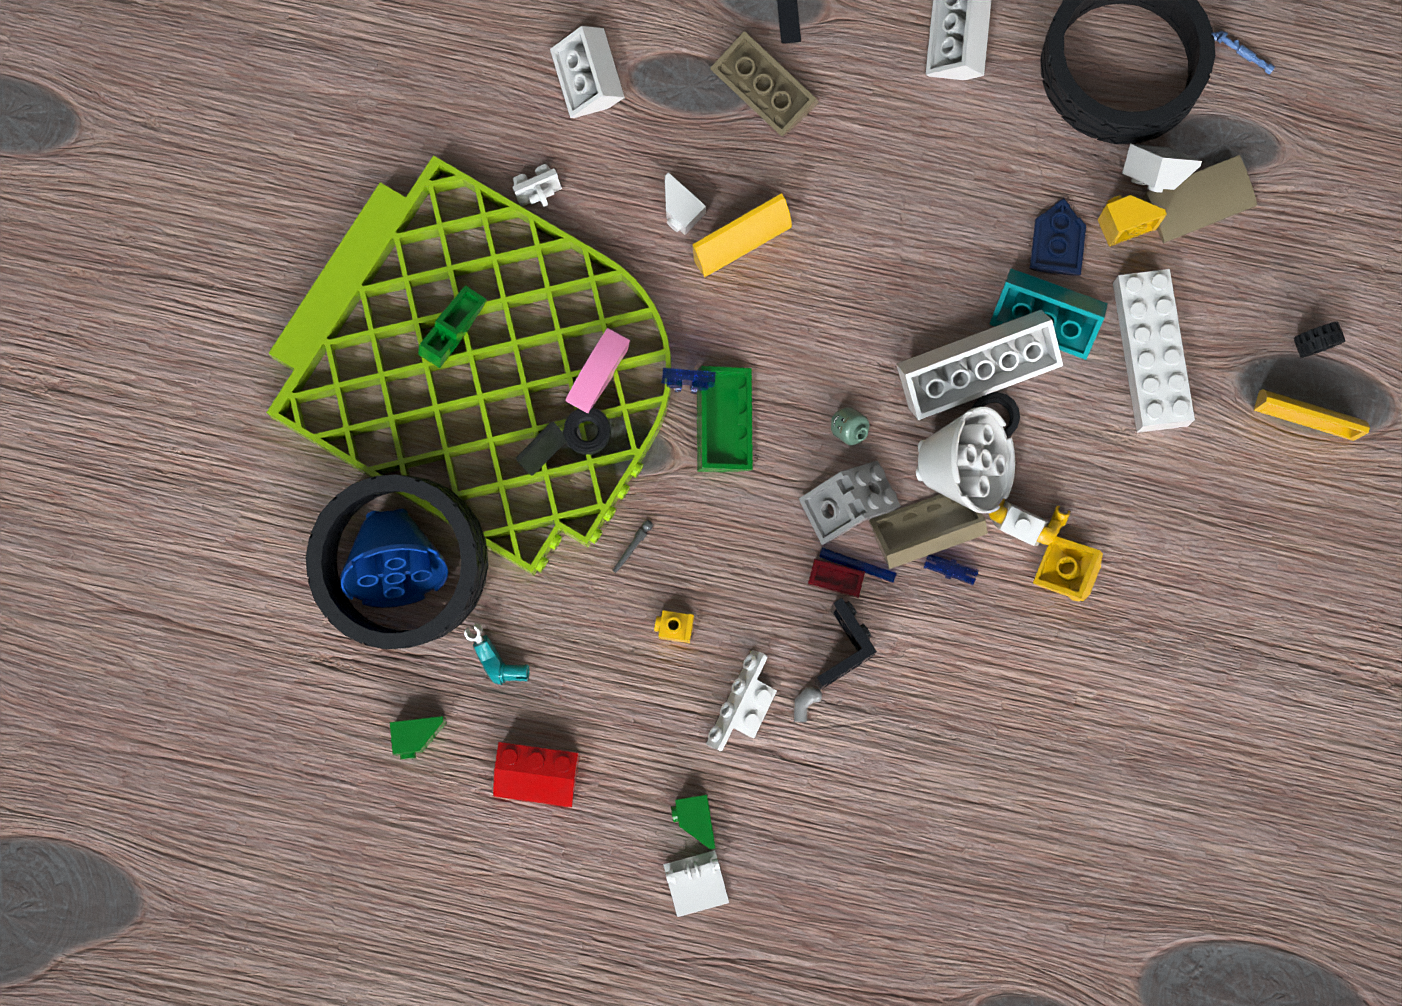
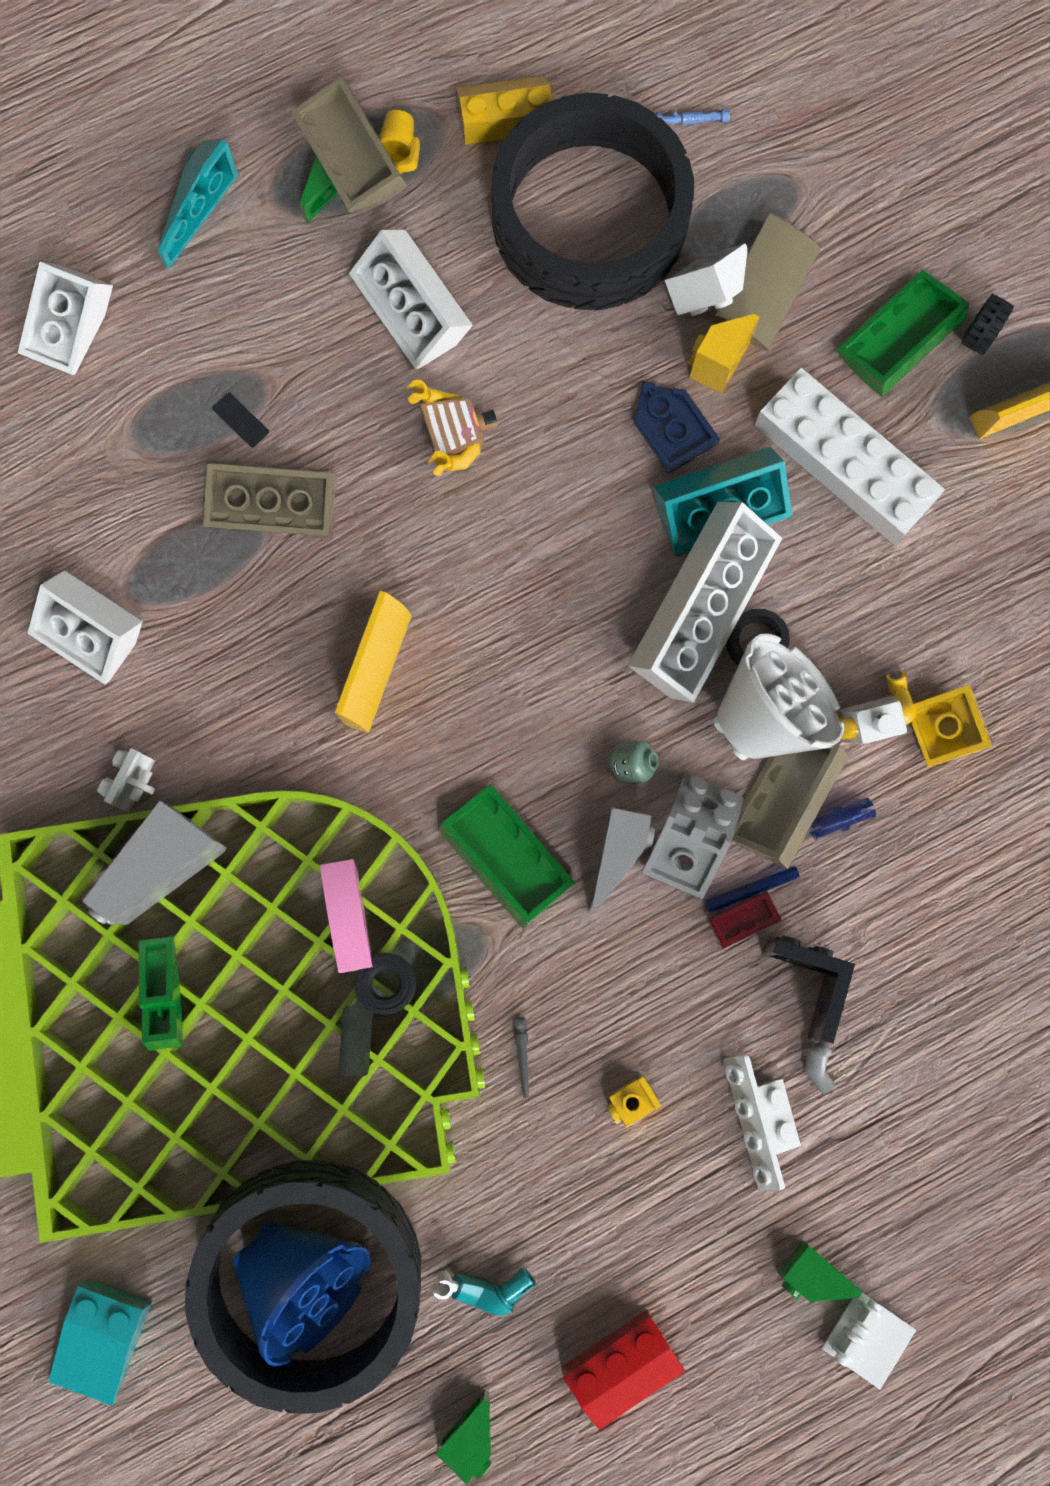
camera: 45 degrees left, 0 degrees up
(251, 498) = (98, 1340): none -> teal slope
(509, 246) = (151, 865): none -> light grey slope
(682, 207) = (288, 681): white slope -> none
(695, 379) = (449, 843): clear blue hinge -> none
(794, 472) = (623, 842): none -> light grey slope
(915, 129) = (451, 426): none -> torso
(1262, 302) = (903, 332): none -> green slope

